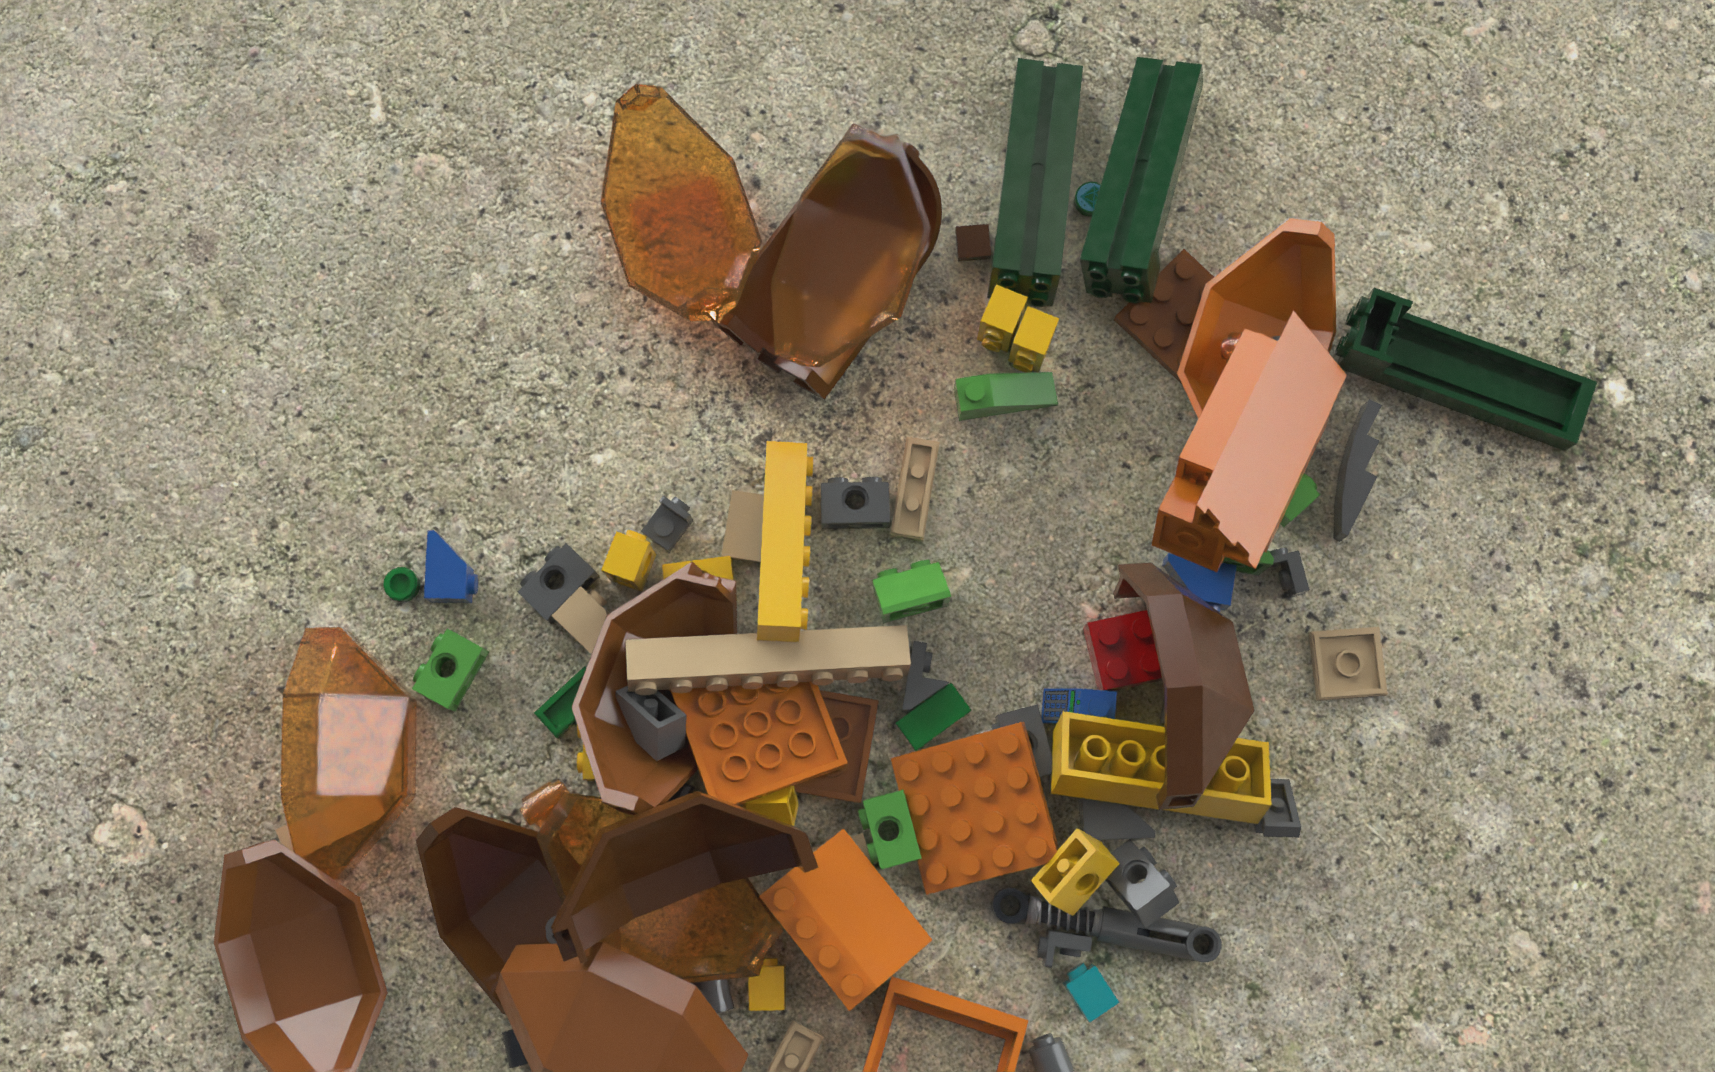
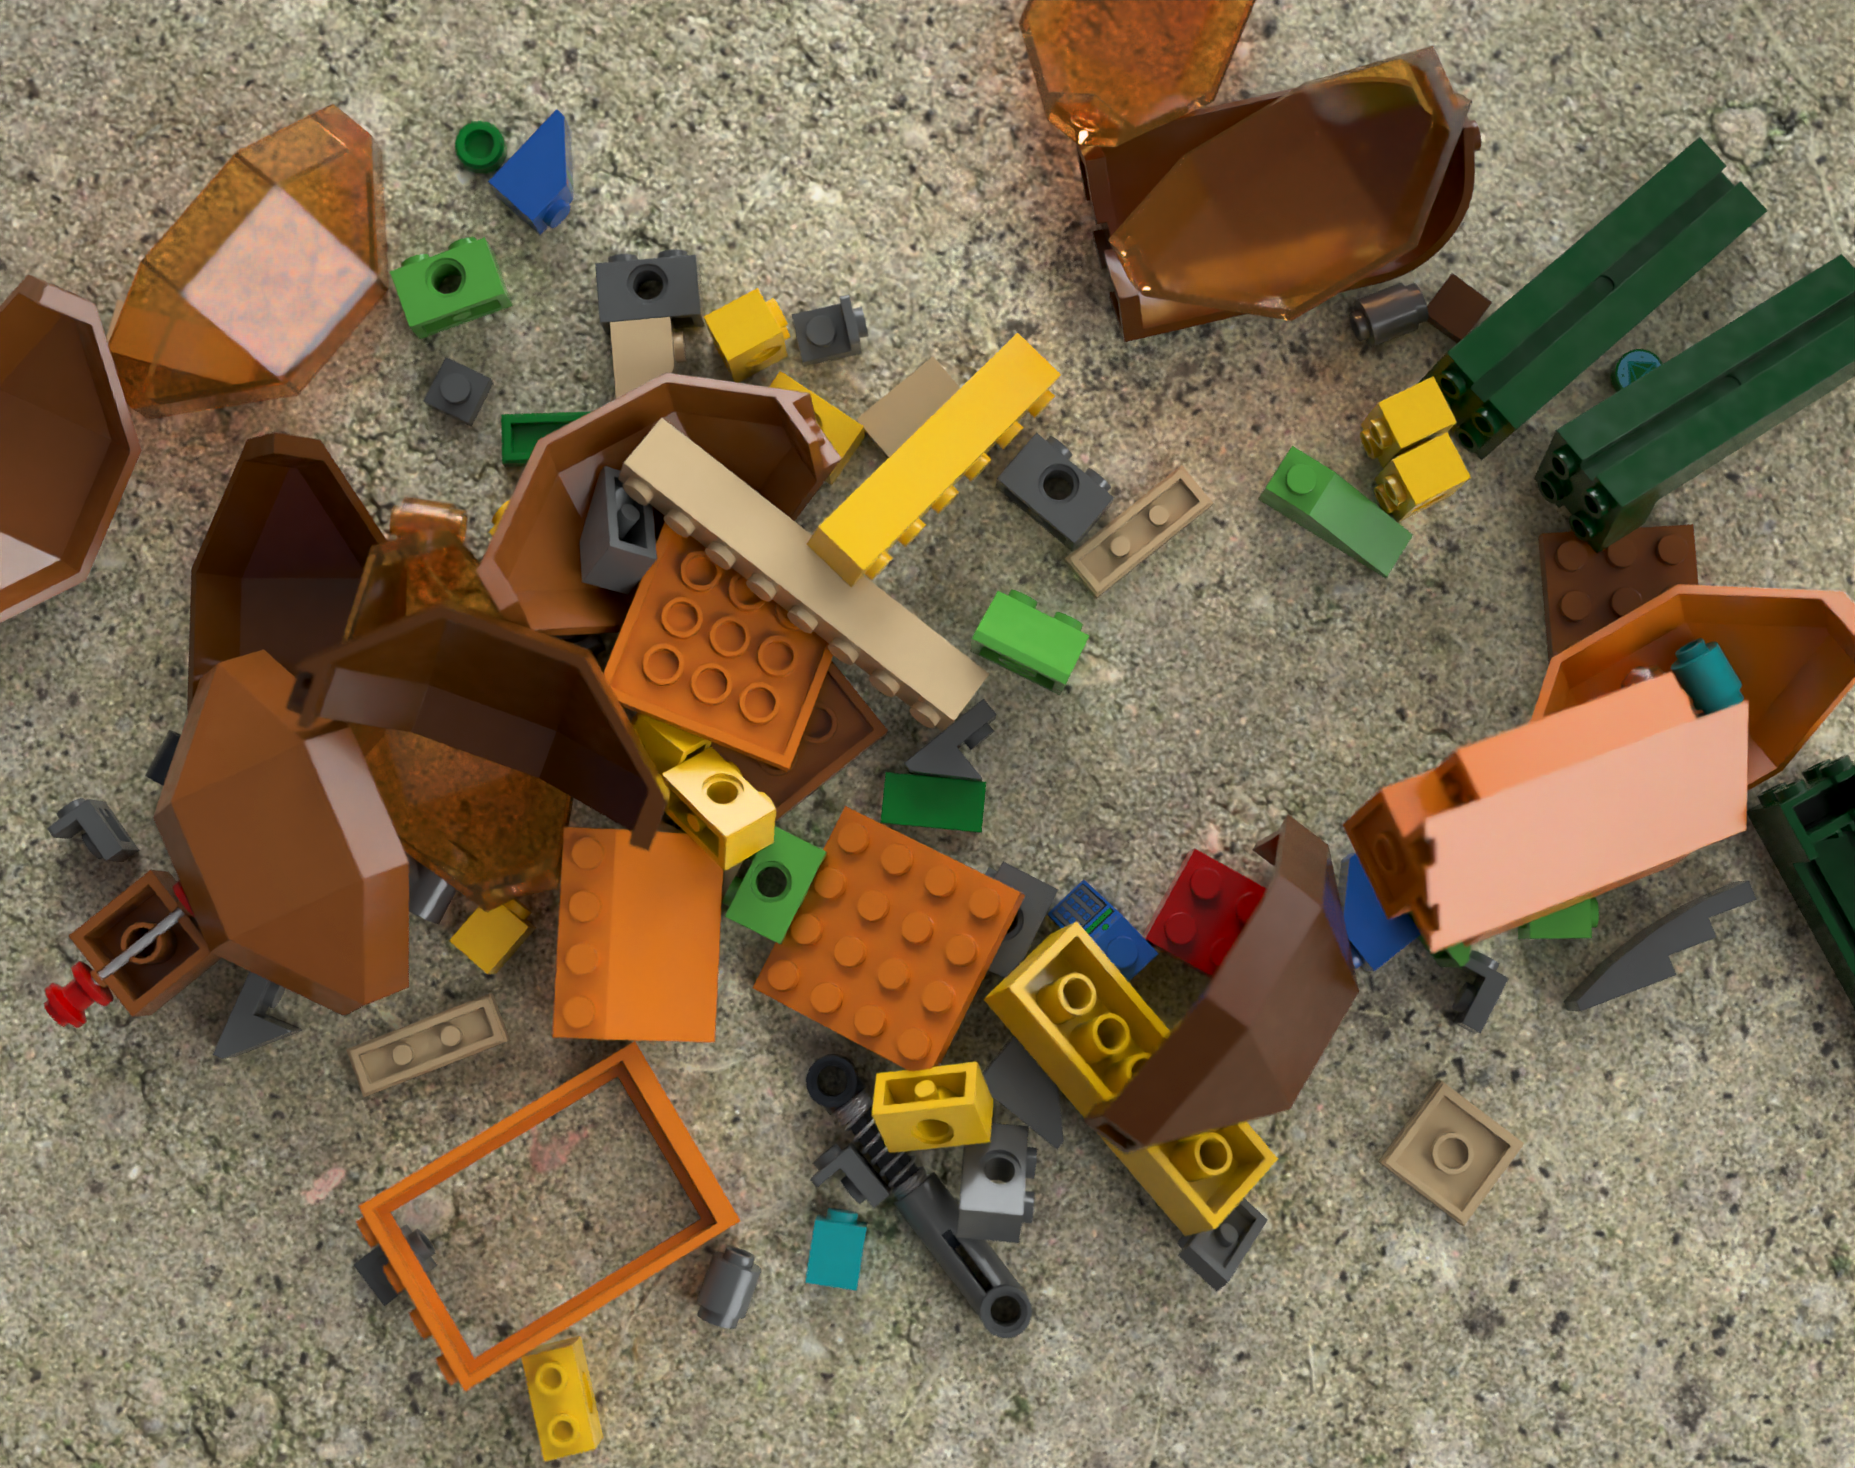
camera: 40 degrees right, 5 degrees up
(500, 720) = (458, 391): none -> dark grey plate
(830, 815) = (719, 808): none -> yellow brick
(942, 273) = (1388, 314): none -> dark grey brick
(1260, 316) = (1707, 676): none -> teal brick

